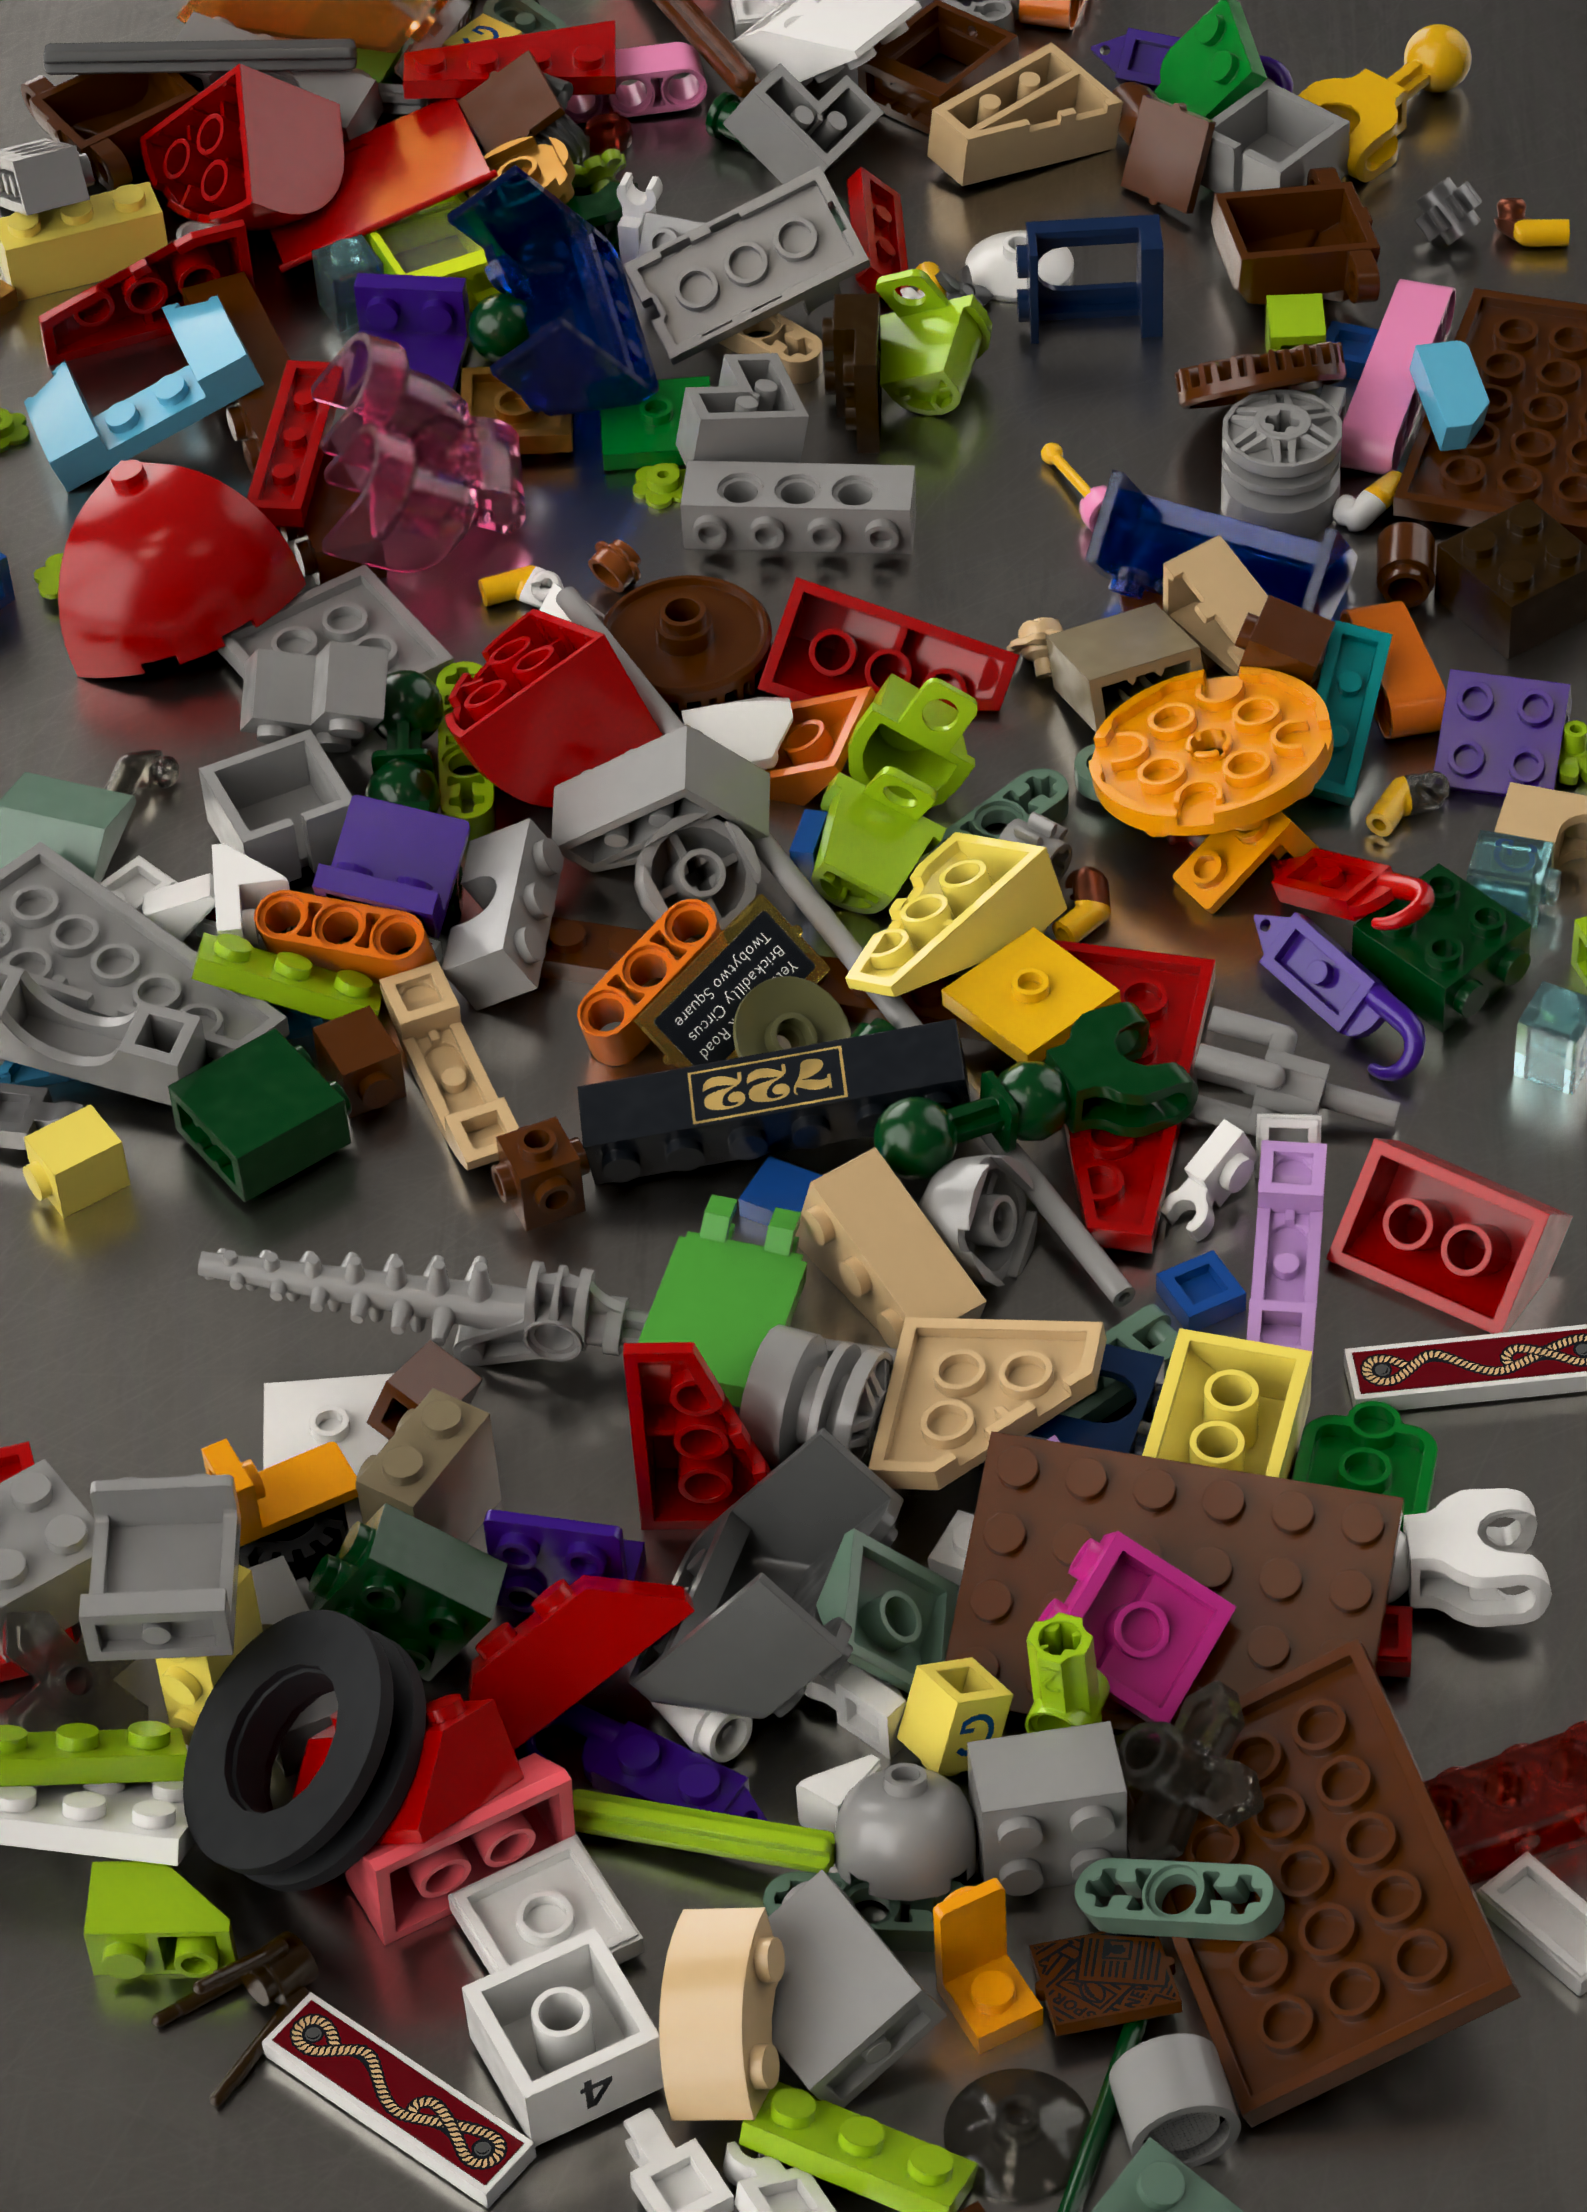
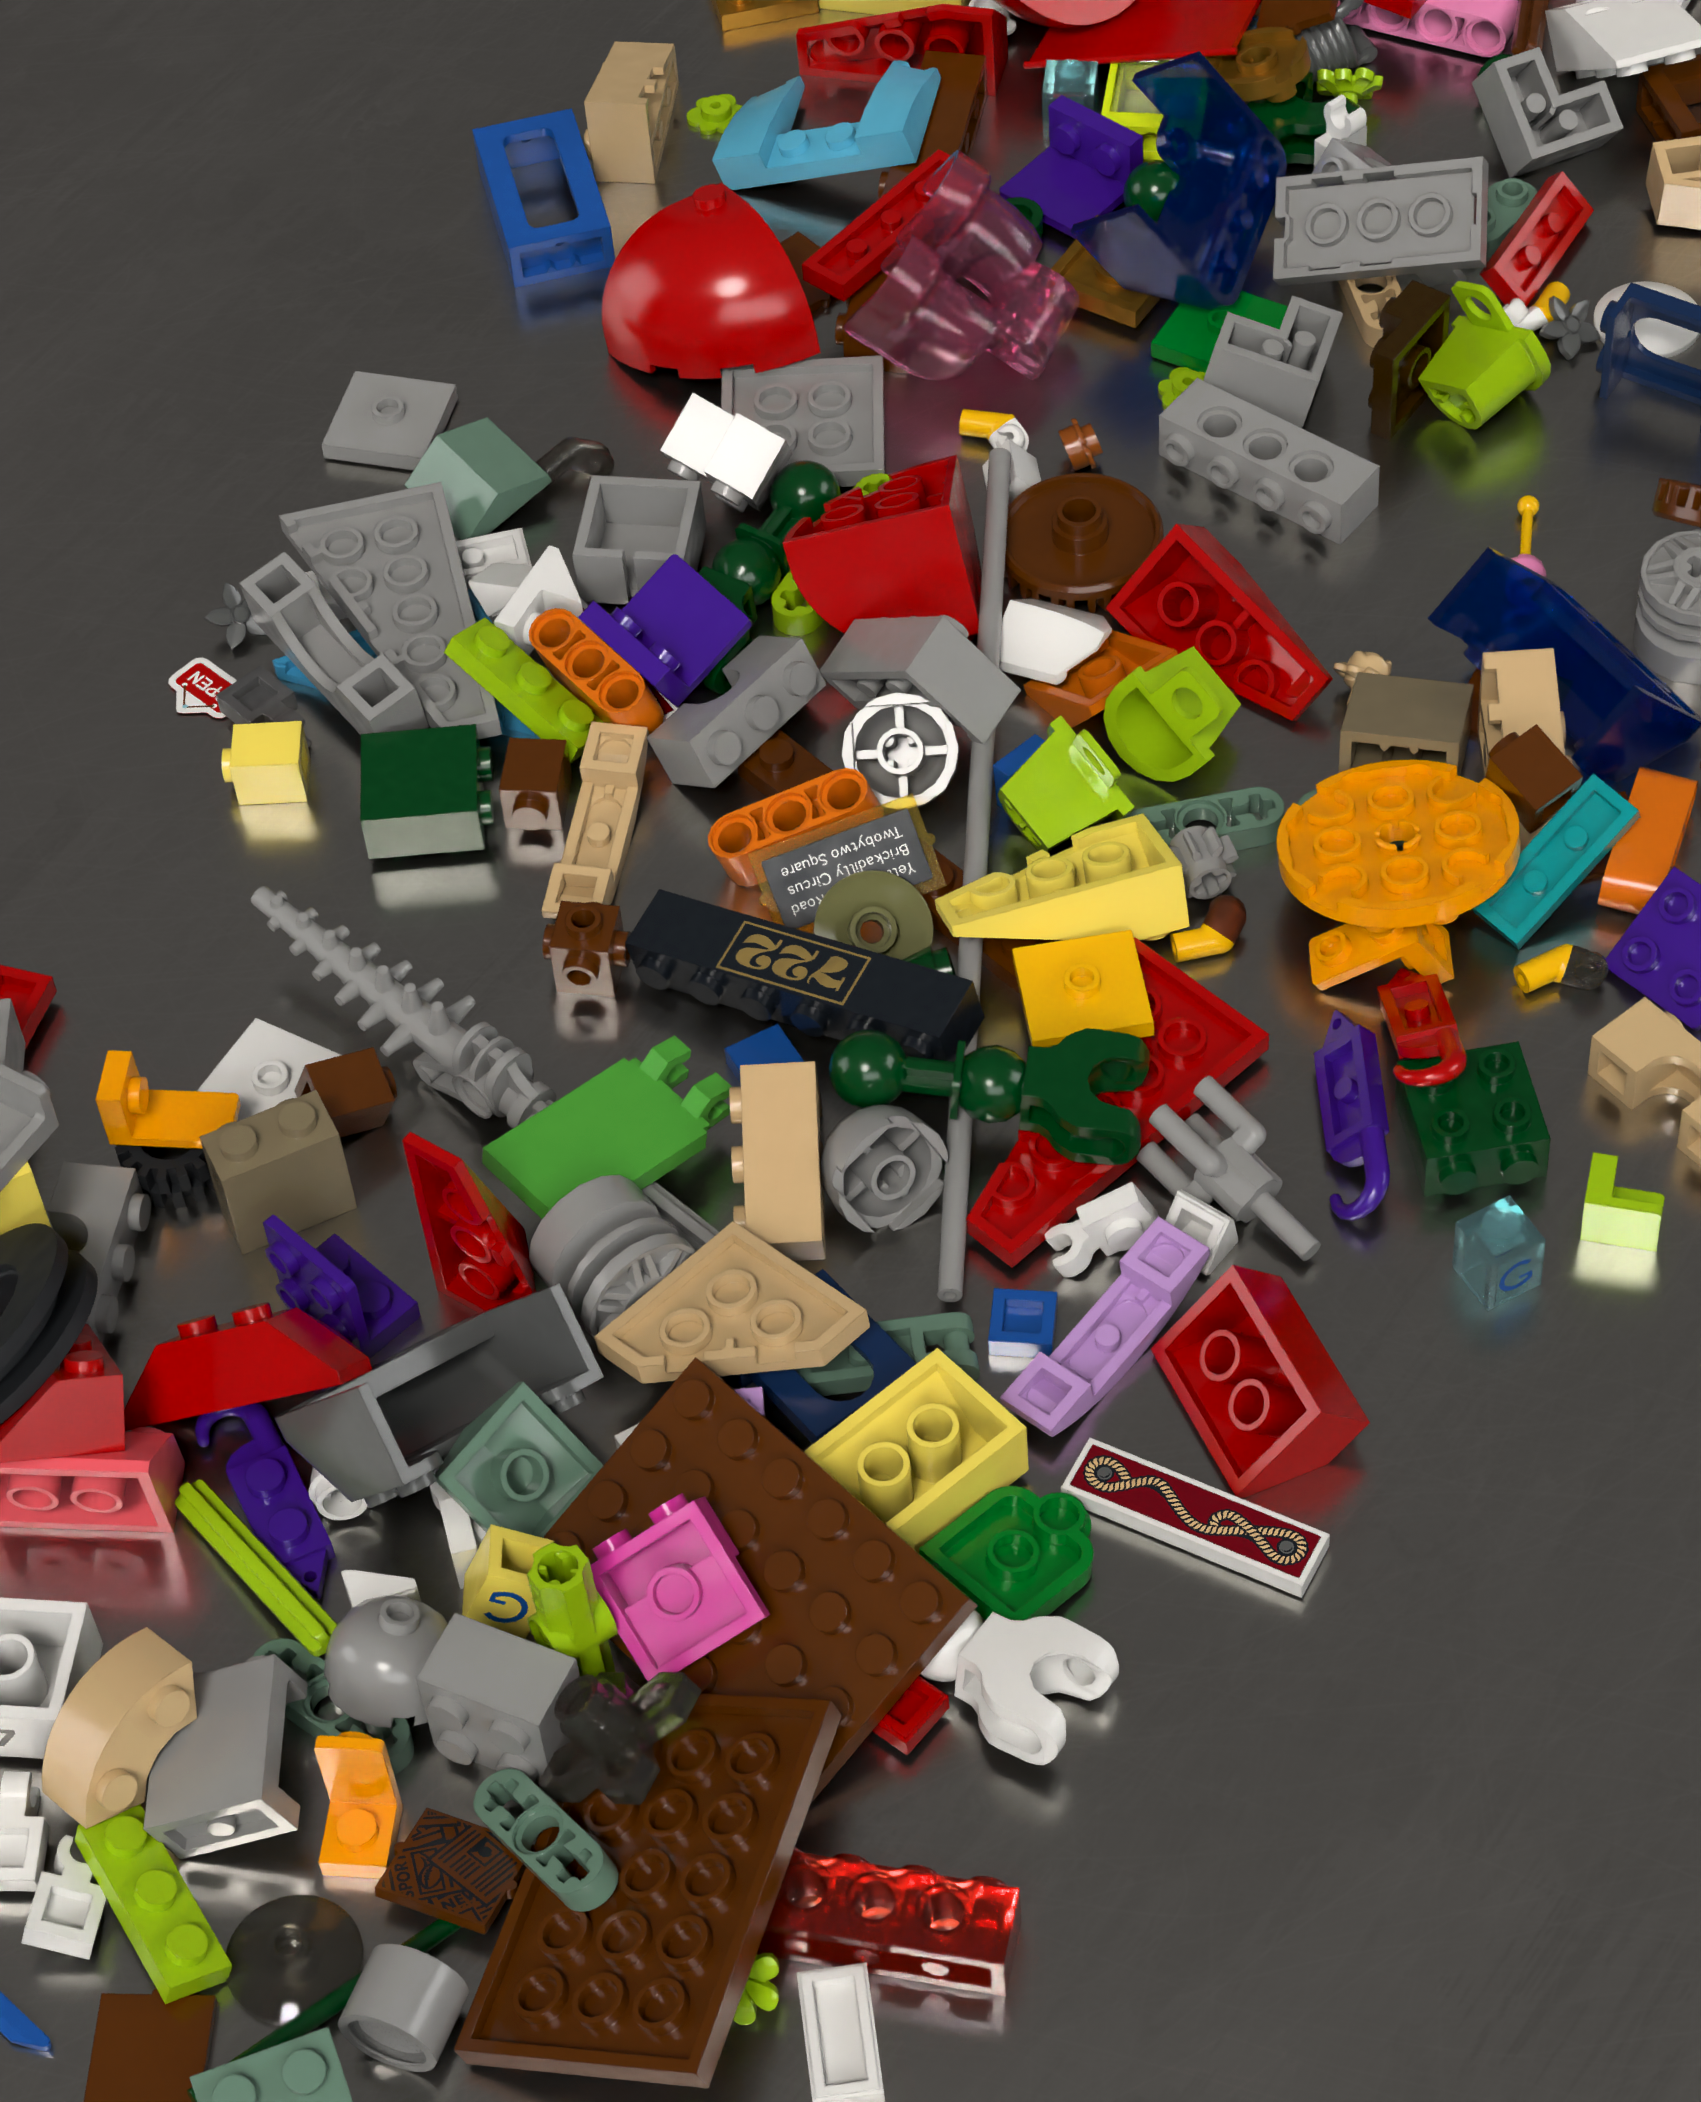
camera: 35 degrees right, 5 degrees up
(411, 1586) = (177, 1247): dark green brick -> none
(541, 1905) = (100, 1561): white plate -> none
(609, 132) = (1399, 52): clear red piece -> none
(1515, 873) = (1584, 1086): clear light blue brick -> none

